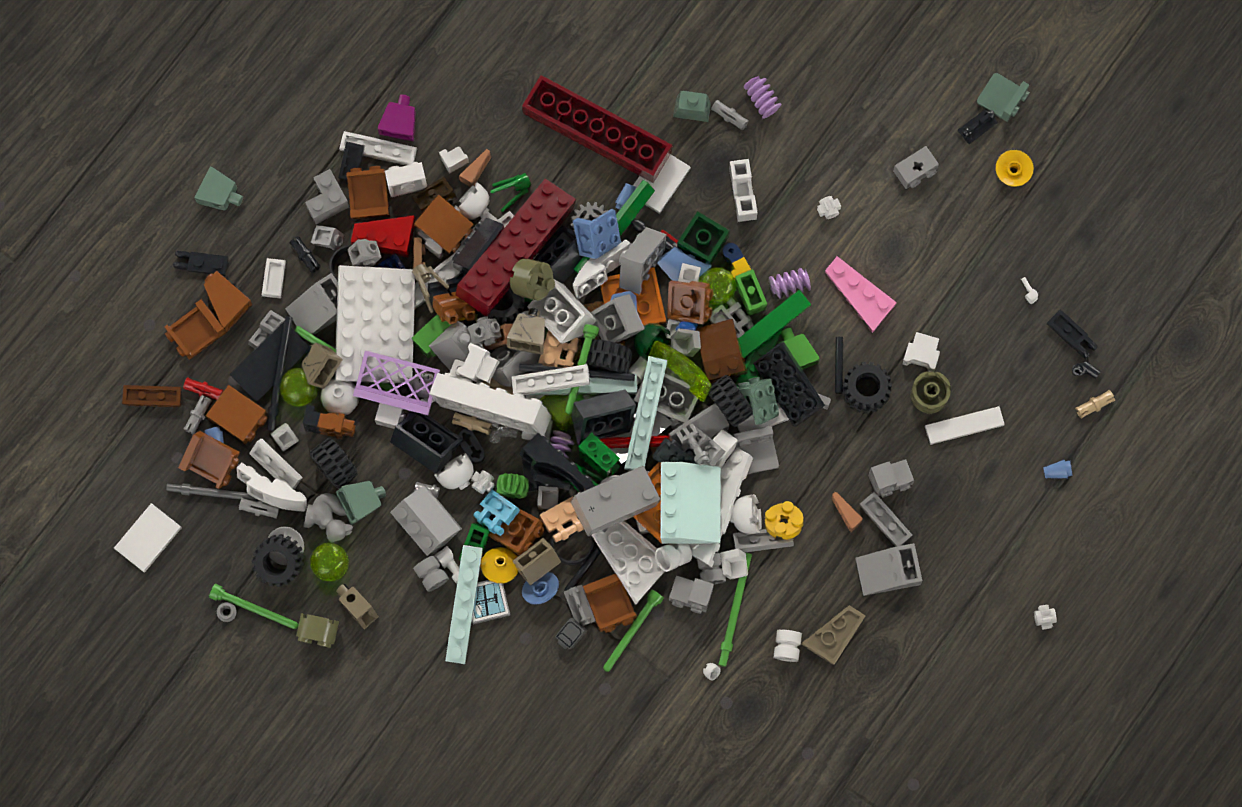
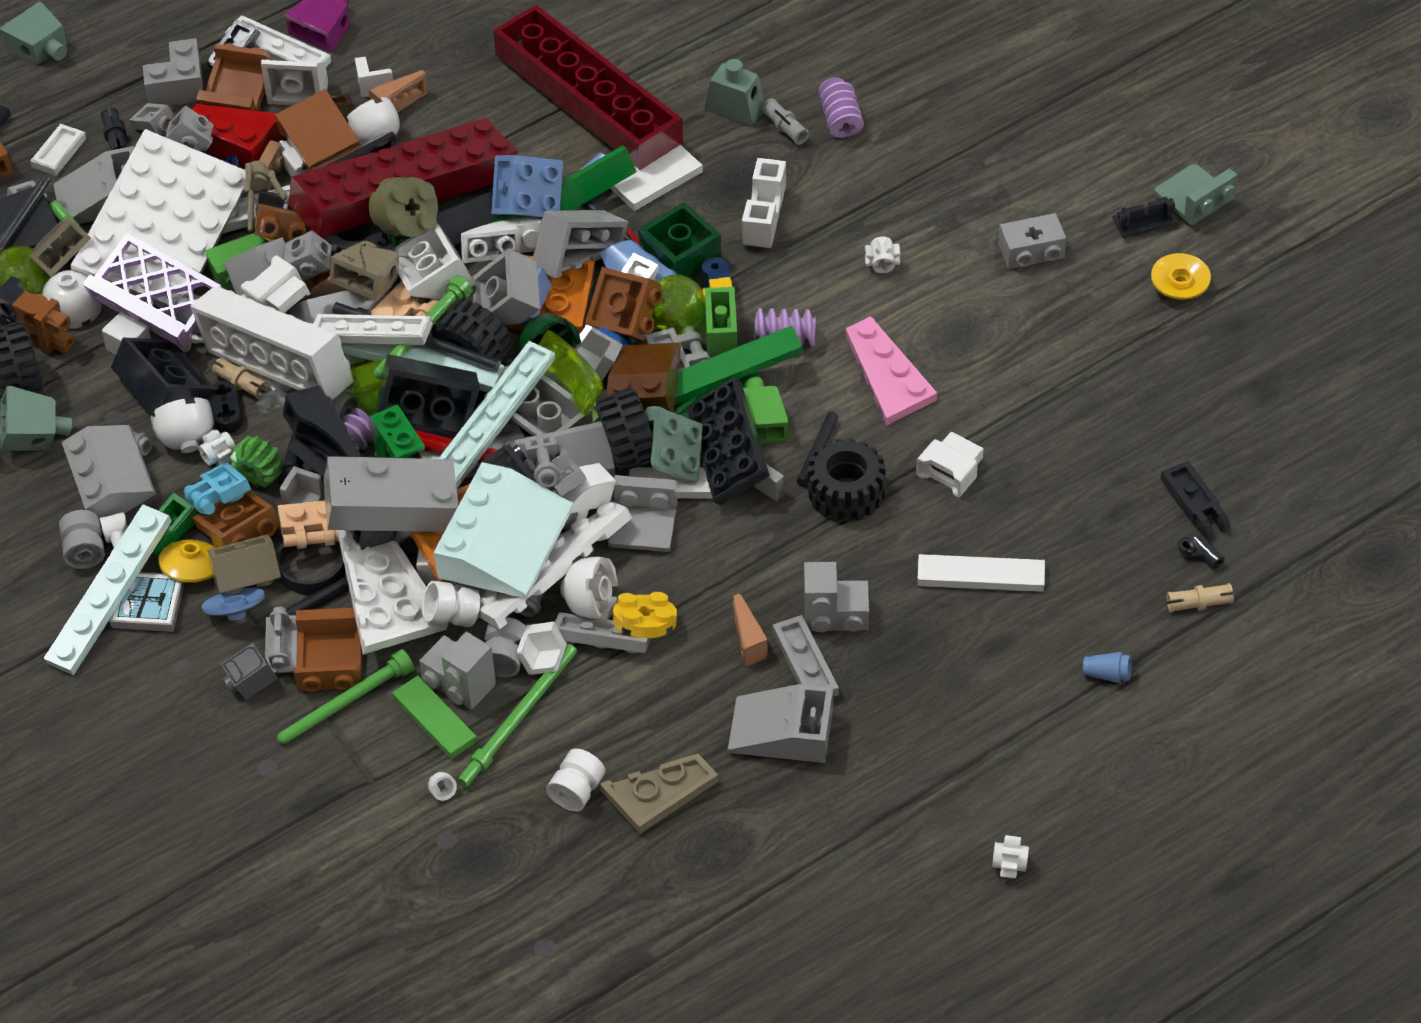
camera: 20 degrees right, 25 degrees down
(520, 182) = (447, 121): green plant -> none
(688, 626) = (434, 717): none -> bright green tile
(927, 382) = (942, 510): olive brick -> none
(1032, 296) = (1149, 436): white hand -> none

